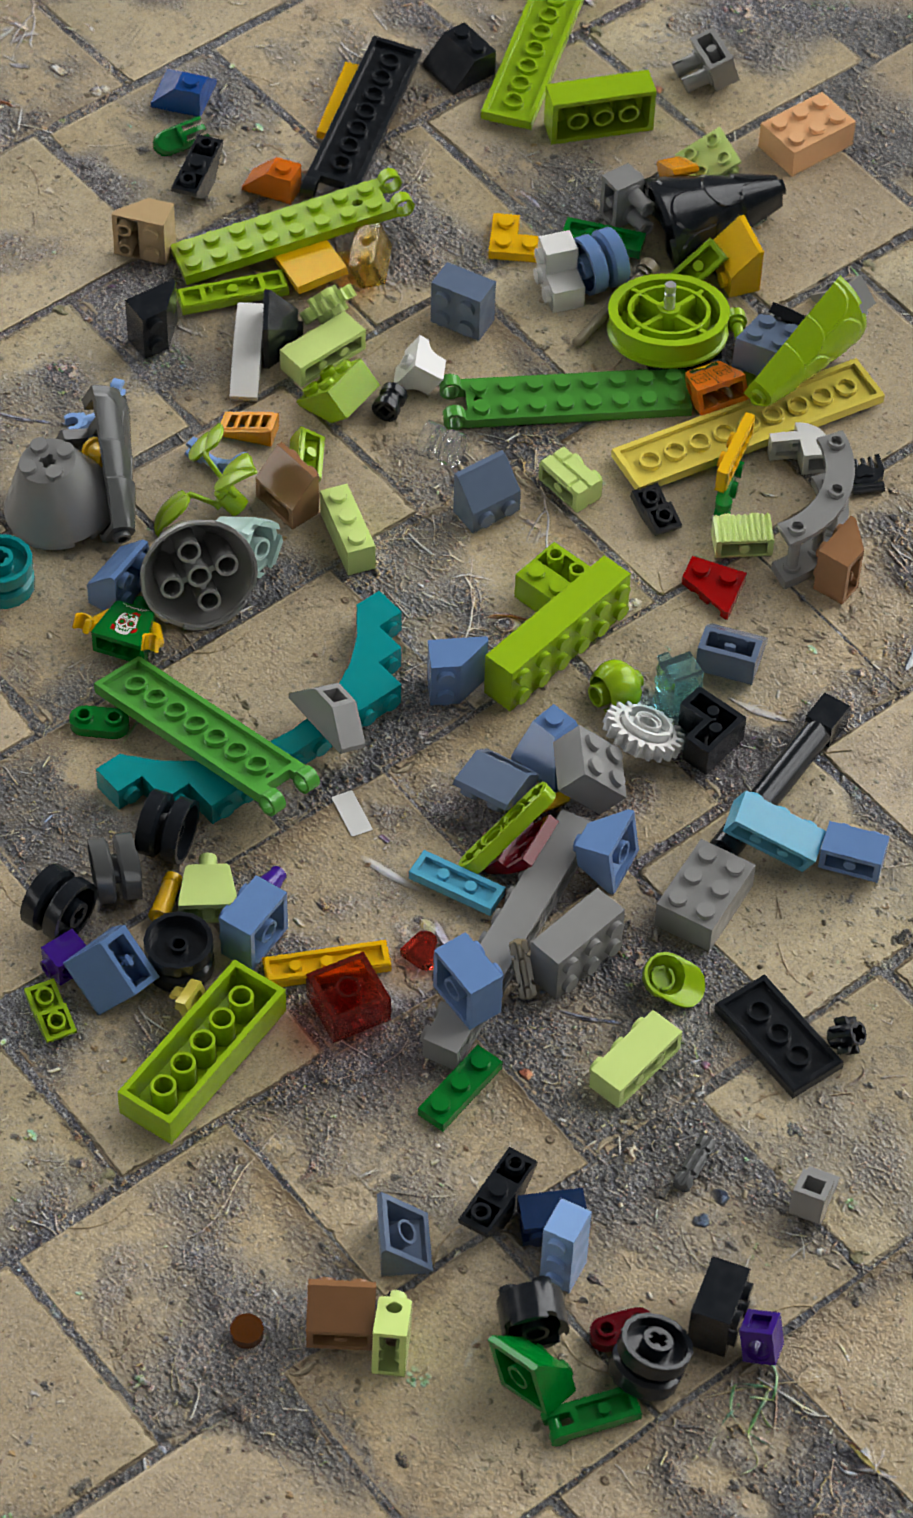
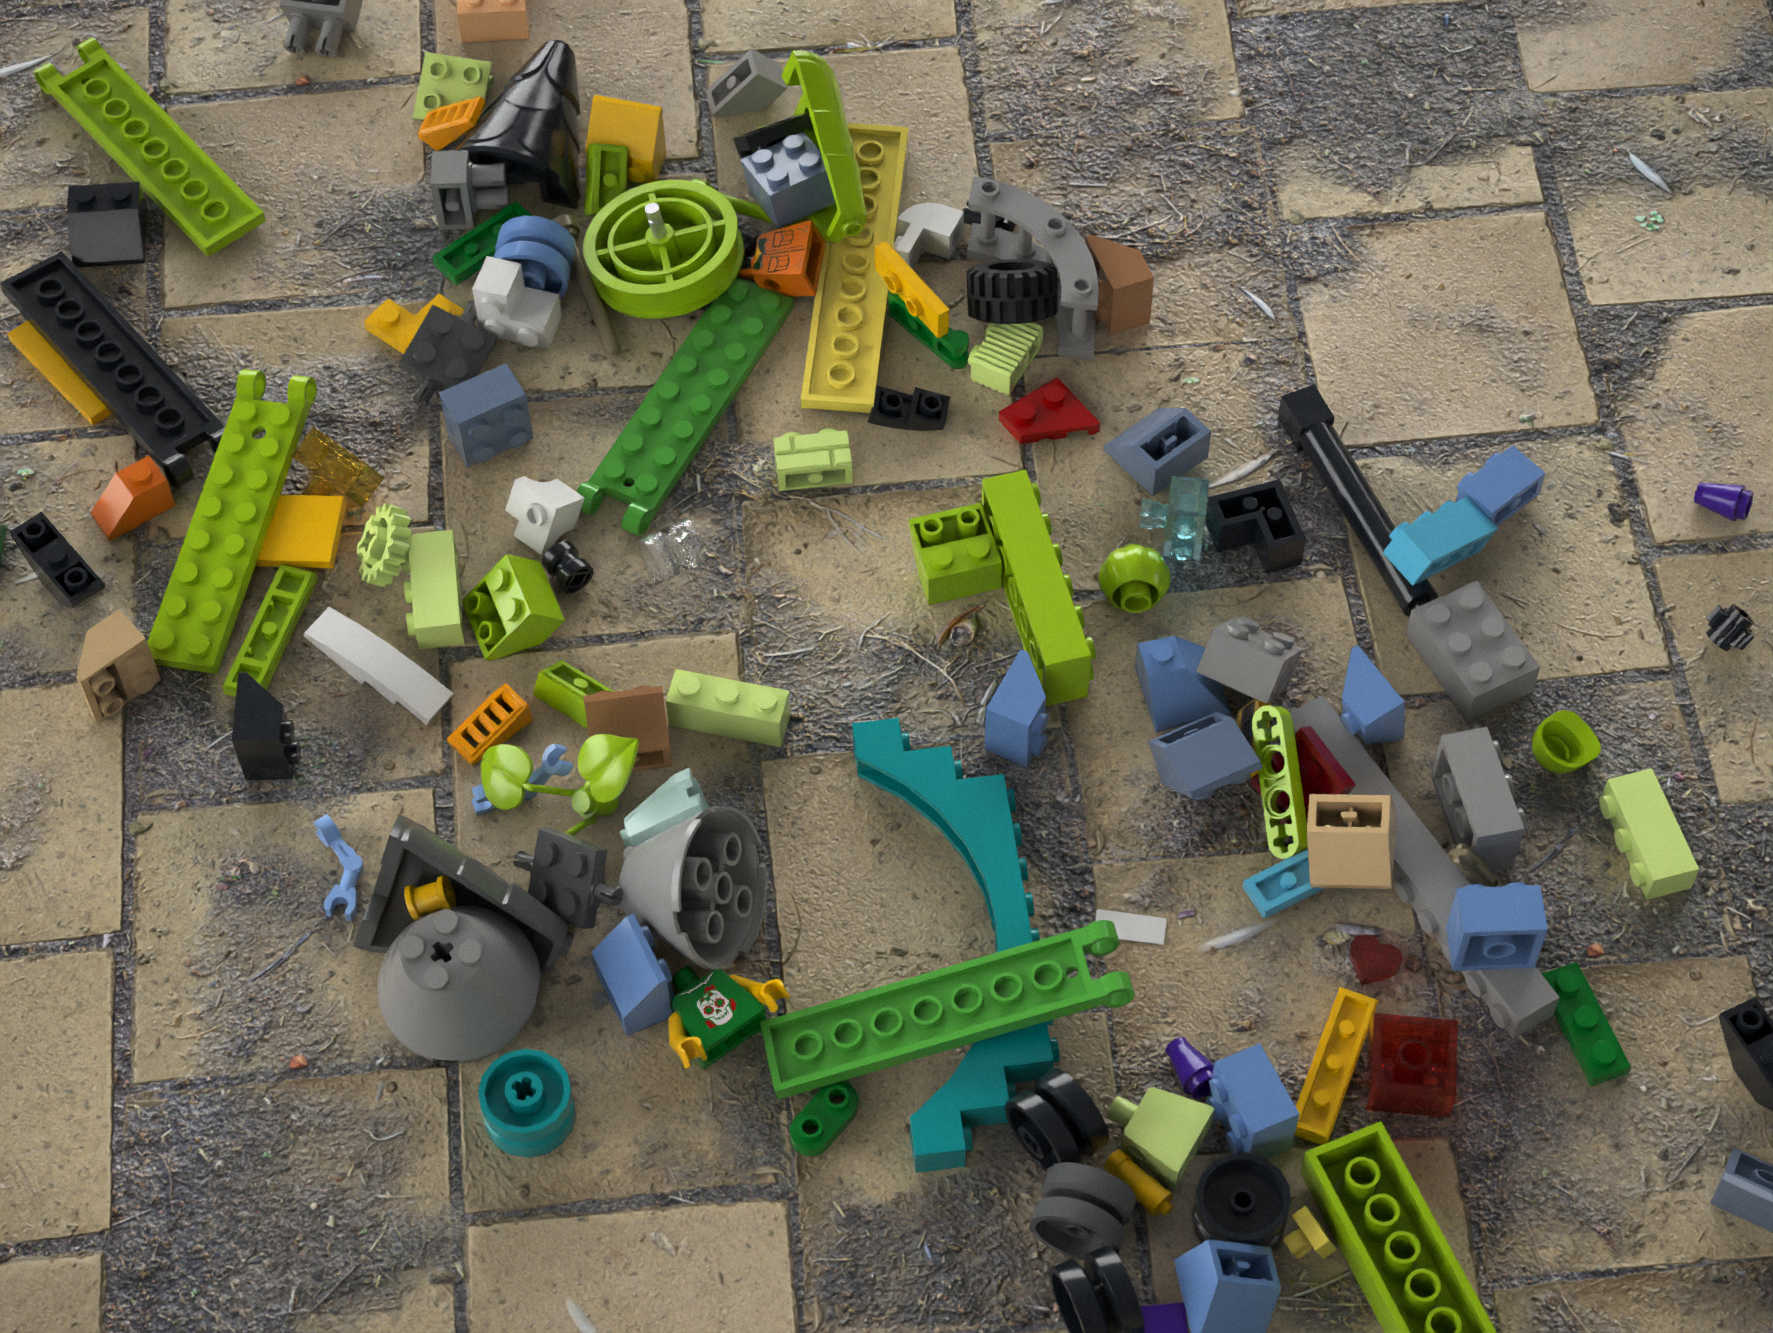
camera: 55 degrees left, 5 degrees up
(159, 508) = (568, 876): none -> dark grey plate
(279, 327) = (375, 609): black slope -> none
(333, 714) = (1014, 861): light grey slope -> none
(484, 881) = (1351, 841): none -> tan slope
(486, 492) = (785, 547): sand blue slope -> none
(502, 260) = (446, 351): none -> dark grey plate
(599, 107) = (304, 137): lime brick -> none
(643, 731) = (1221, 584): white gear -> none
(776, 500) = (1012, 291): none -> black tyre
(778, 1036) = (1684, 690): black tile -> none

